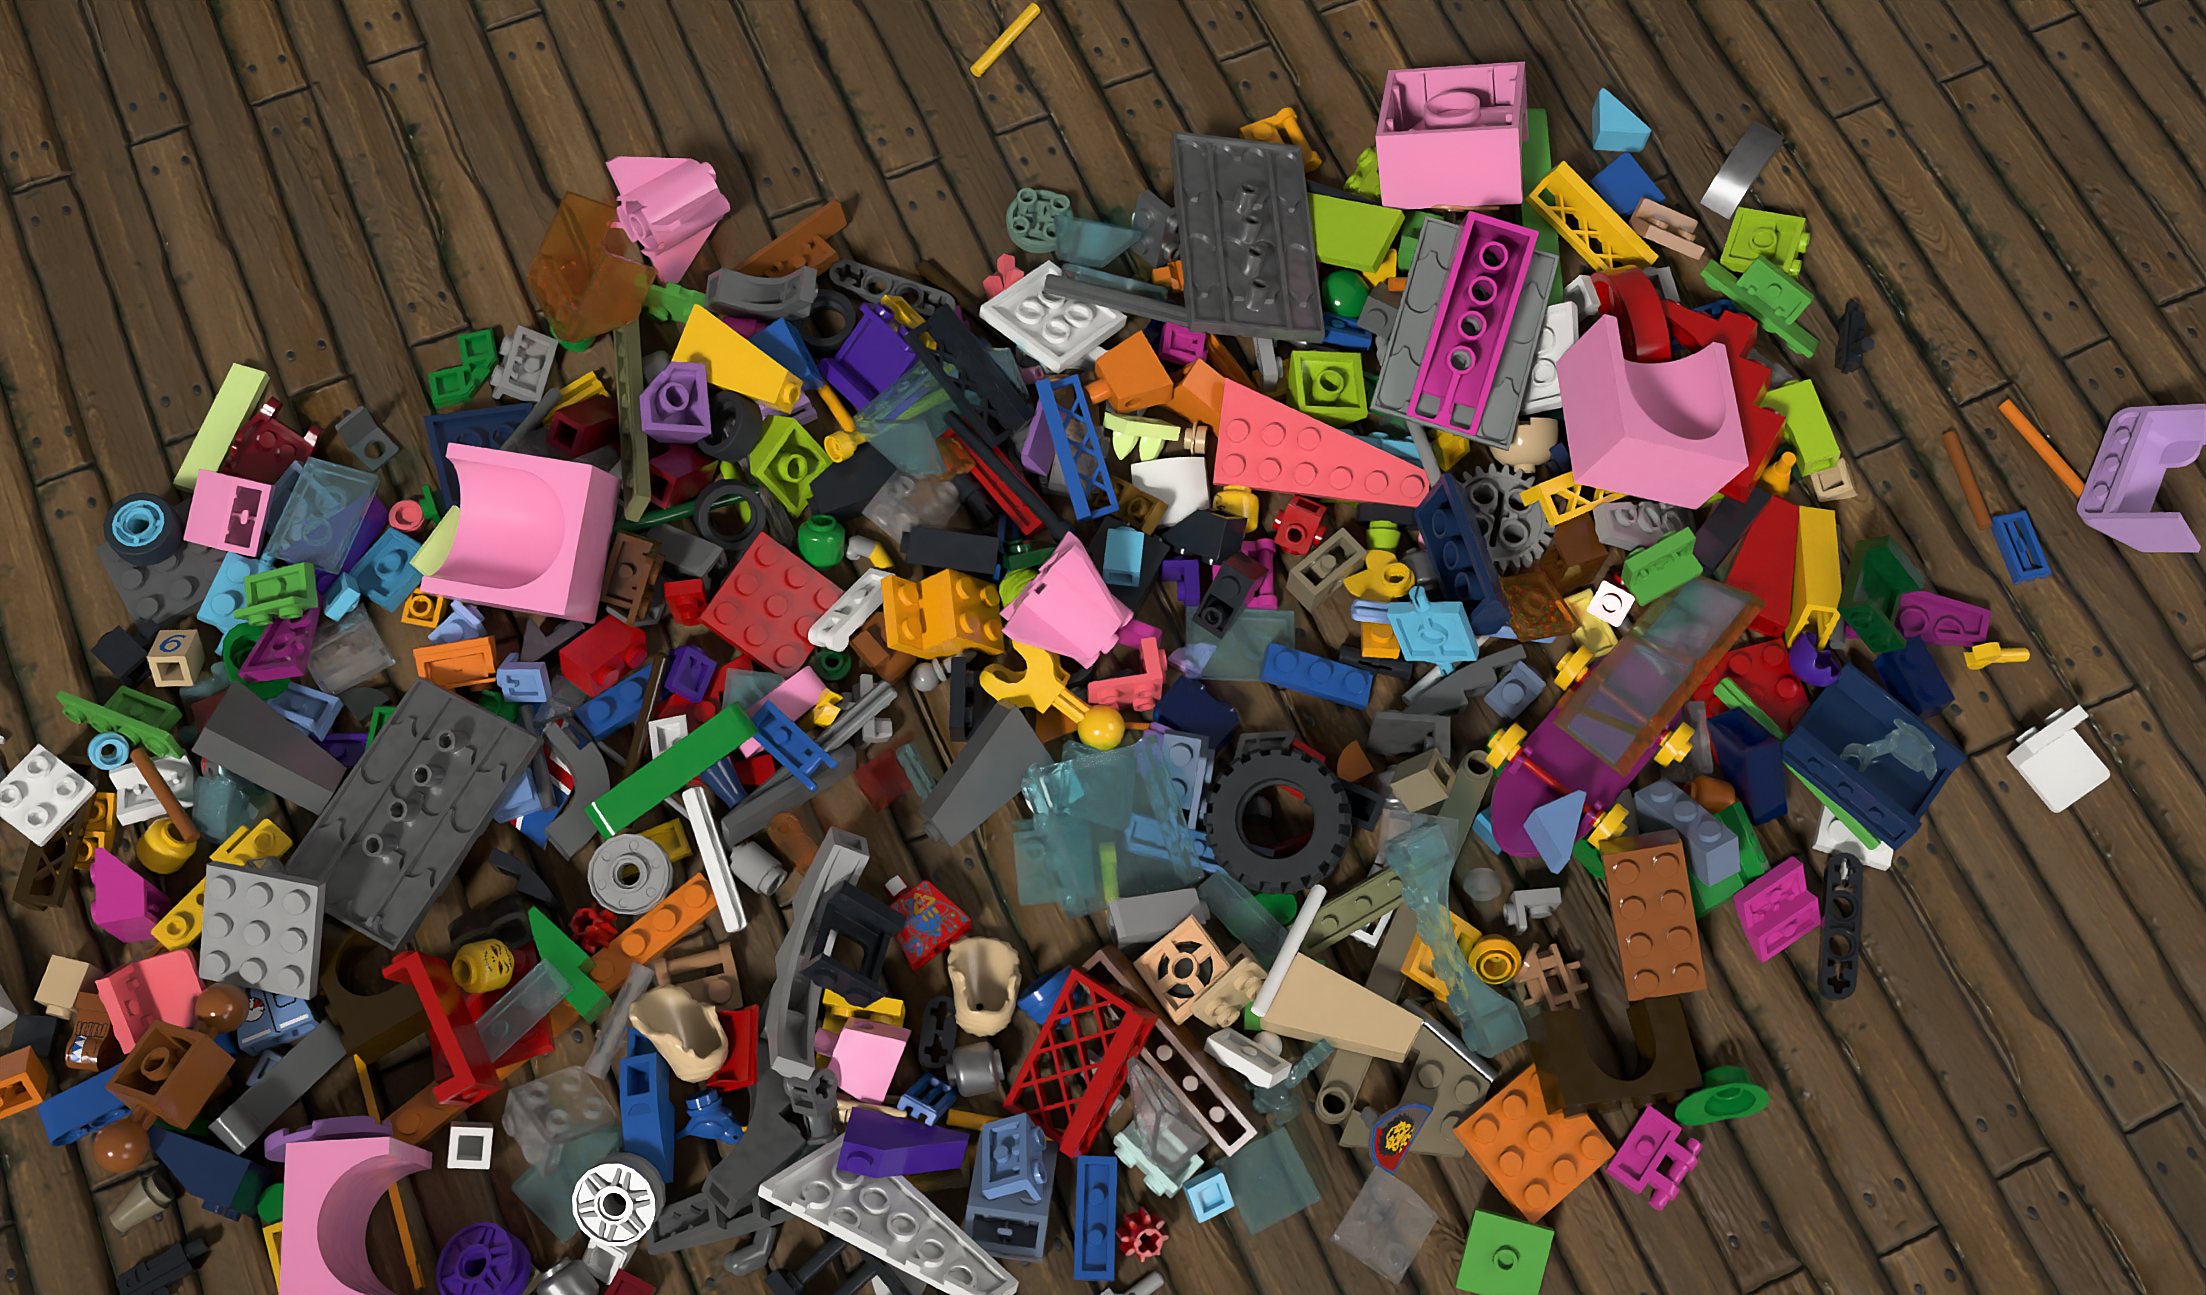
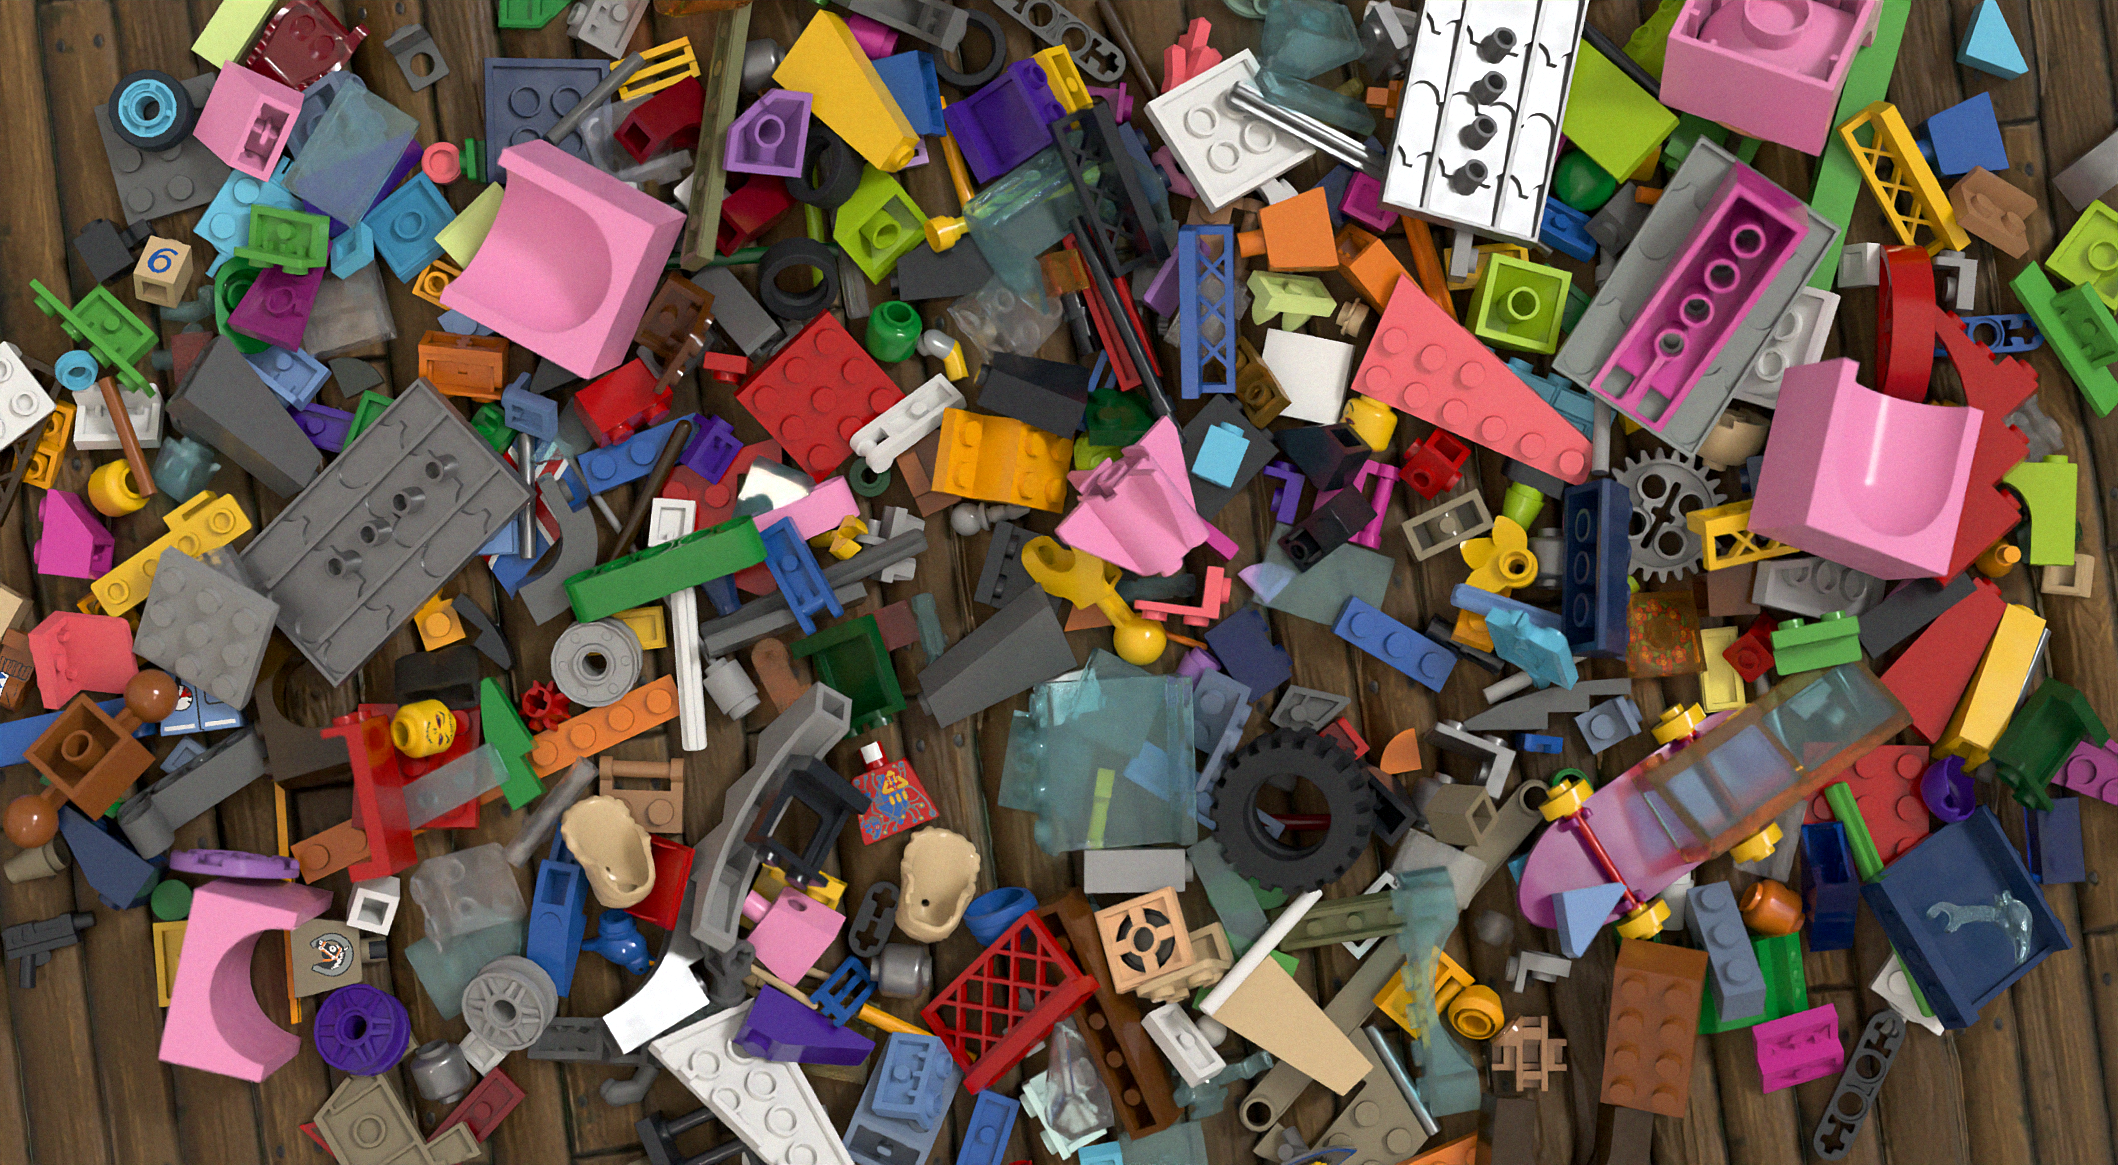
camera: 20 degrees right, 20 degrees up
(437, 1206) = (331, 955): none -> dark tan torso
(480, 884) = (439, 623): none -> light orange plate
(862, 806) = (857, 665): none -> dark green panel
(1465, 718) = (1538, 743): none -> blue tile

